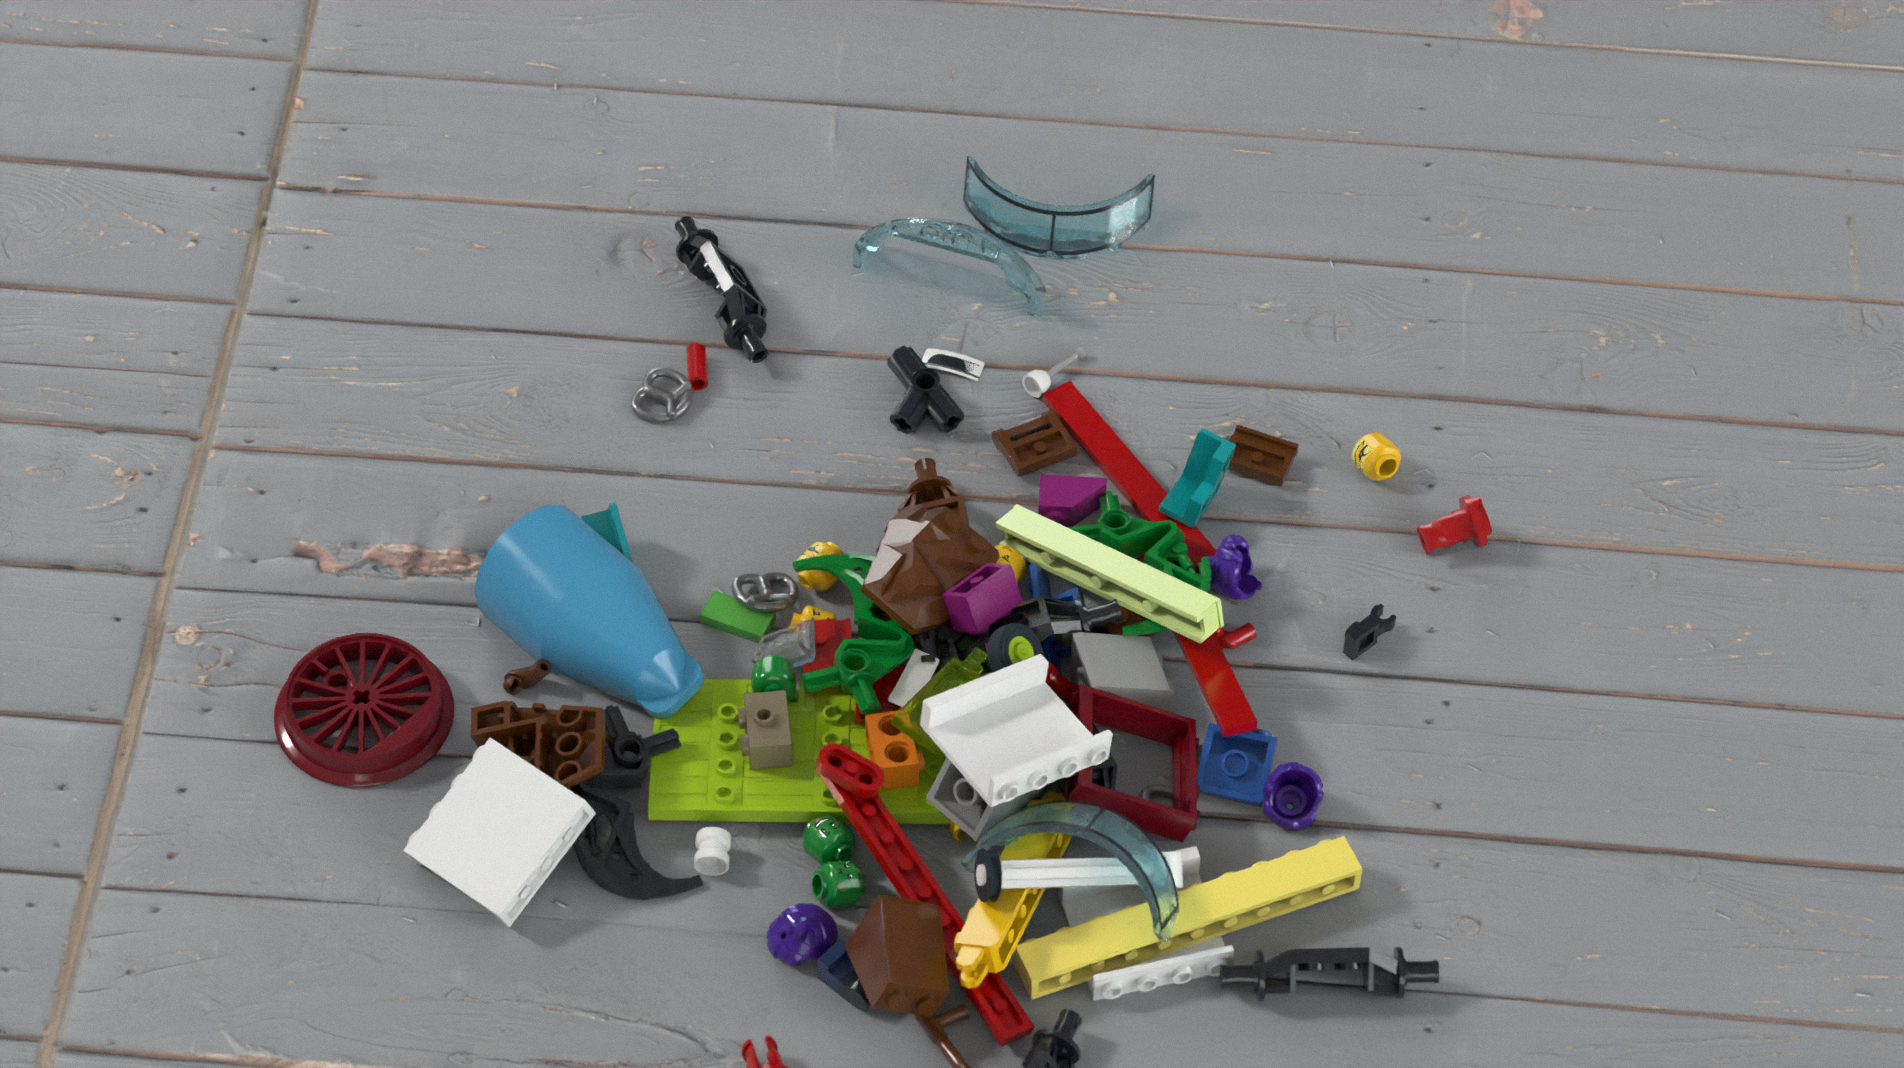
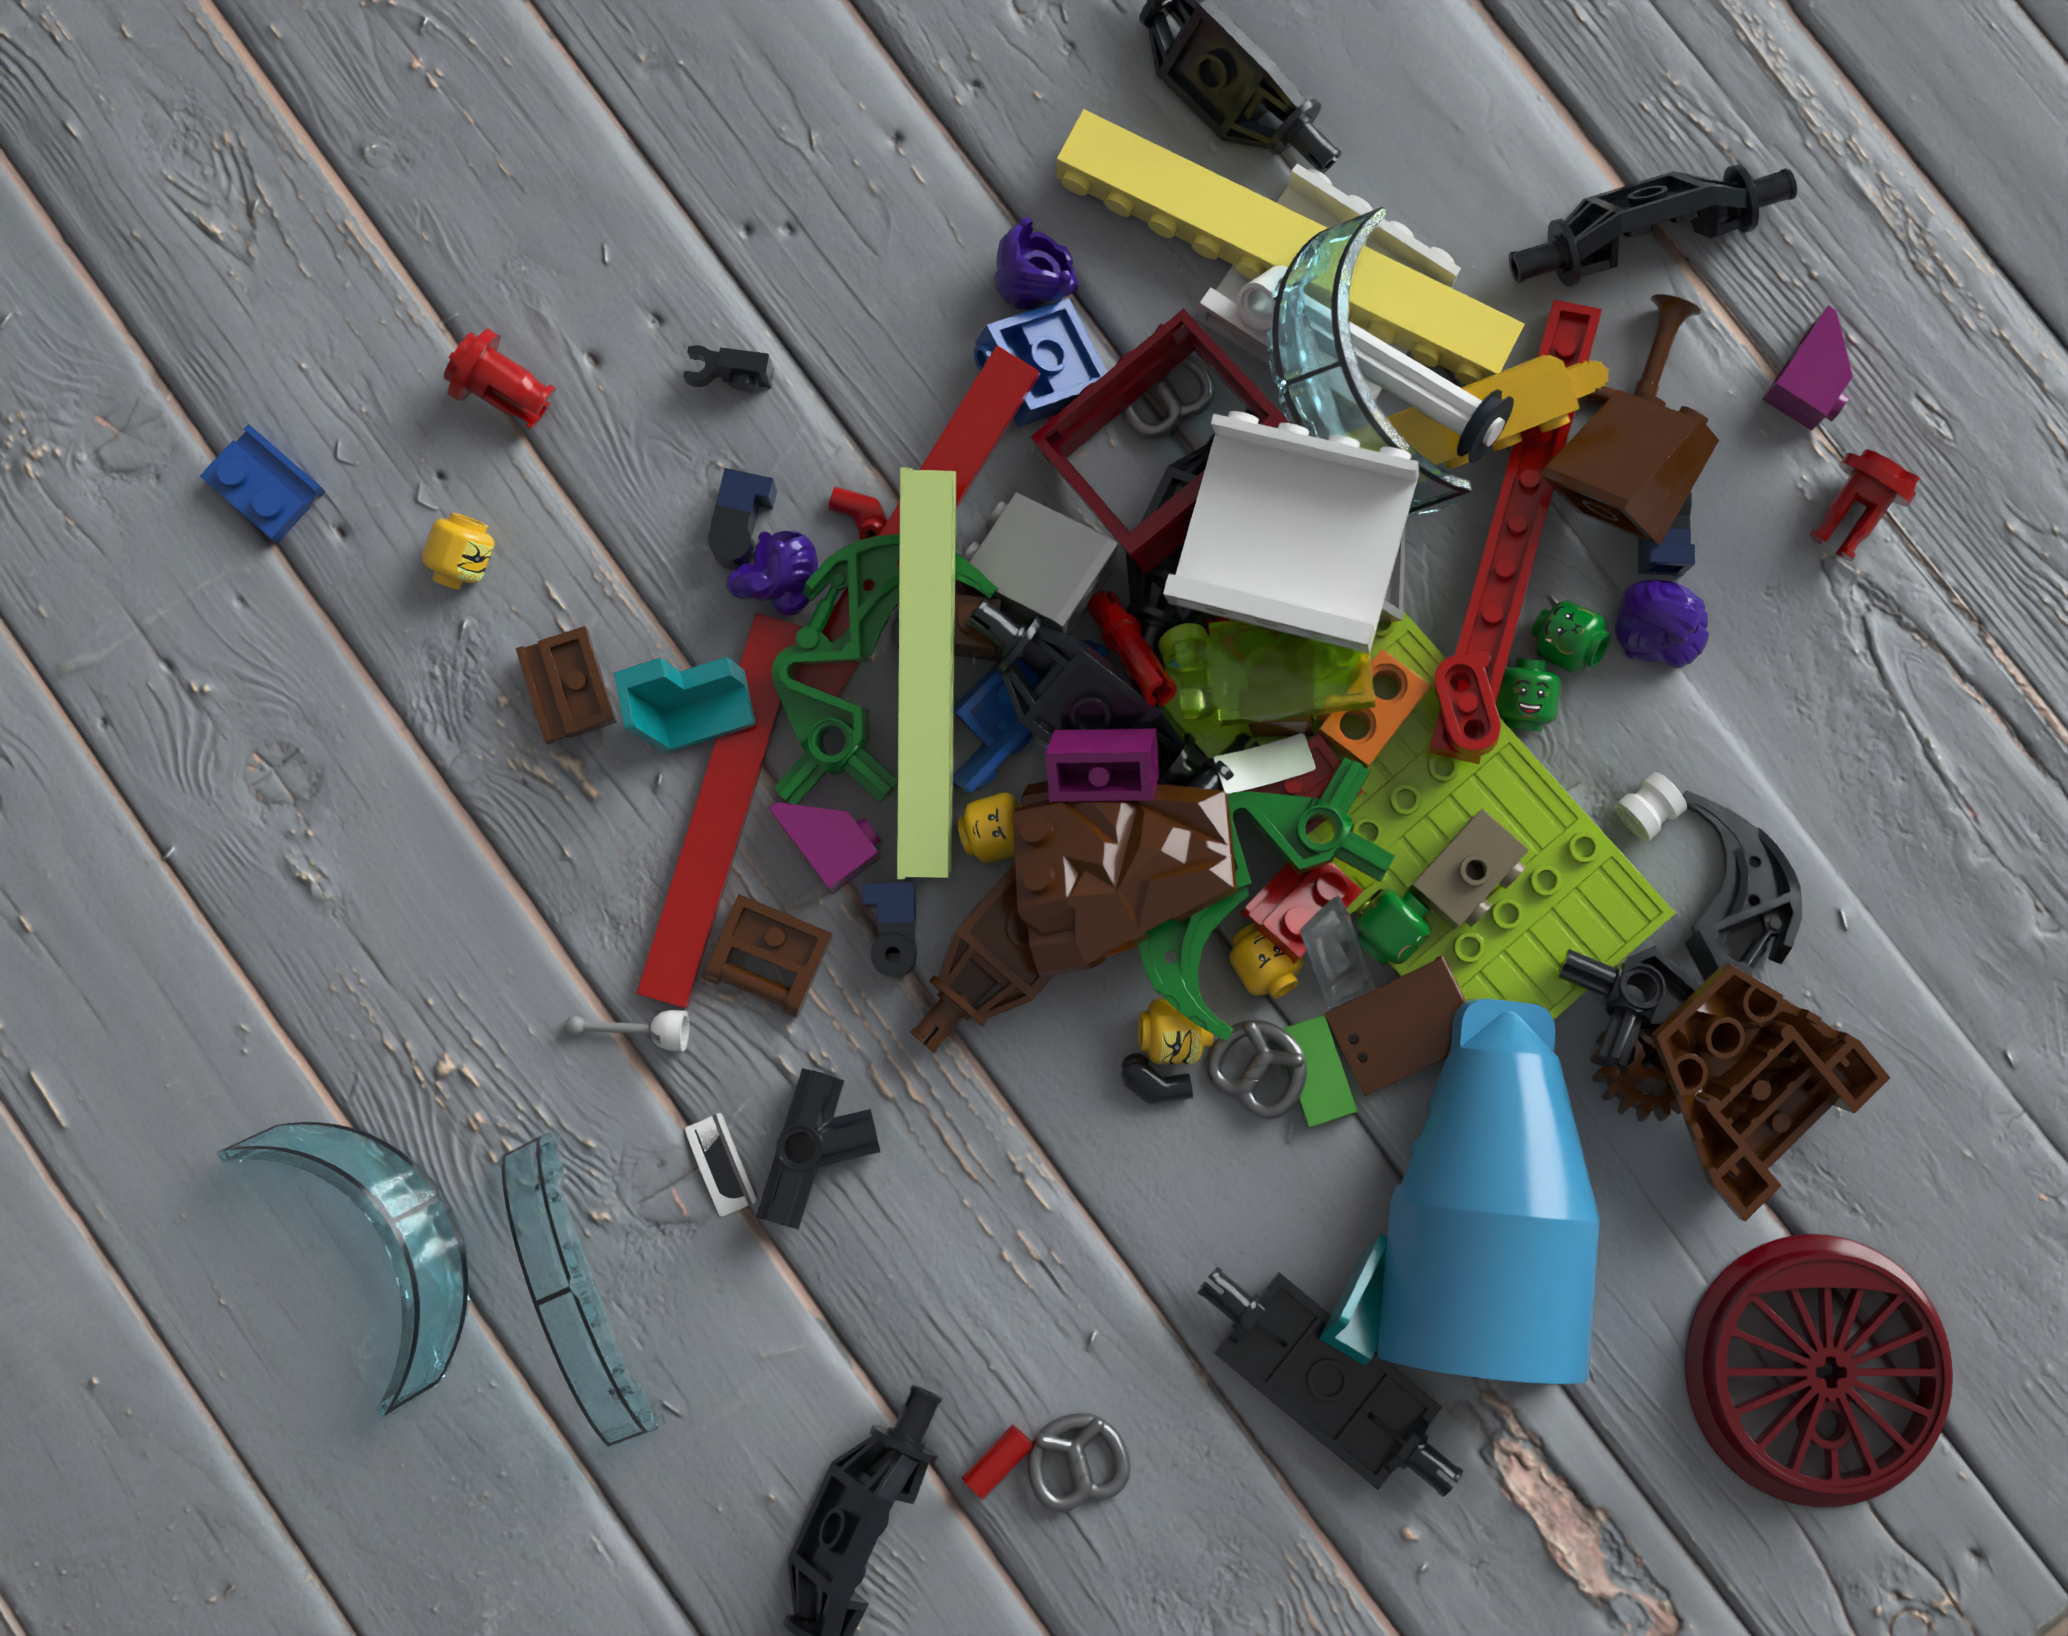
camera: 130 degrees left, 30 degrees up
(499, 831) = (1874, 1037): white panel -> none
(526, 677) = (1624, 1237): reddish brown arm -> none
(635, 496) = (1357, 1411): none -> black plate
(724, 659) = (1398, 1025): none -> reddish brown container
(799, 547) = (1150, 1085): none -> black arm
(993, 496) = (896, 946): none -> leg
(1012, 645) = (1166, 644): black wheel -> none
(1281, 580) = (736, 516): none -> leg
(1495, 411) = (262, 483): none -> blue plate

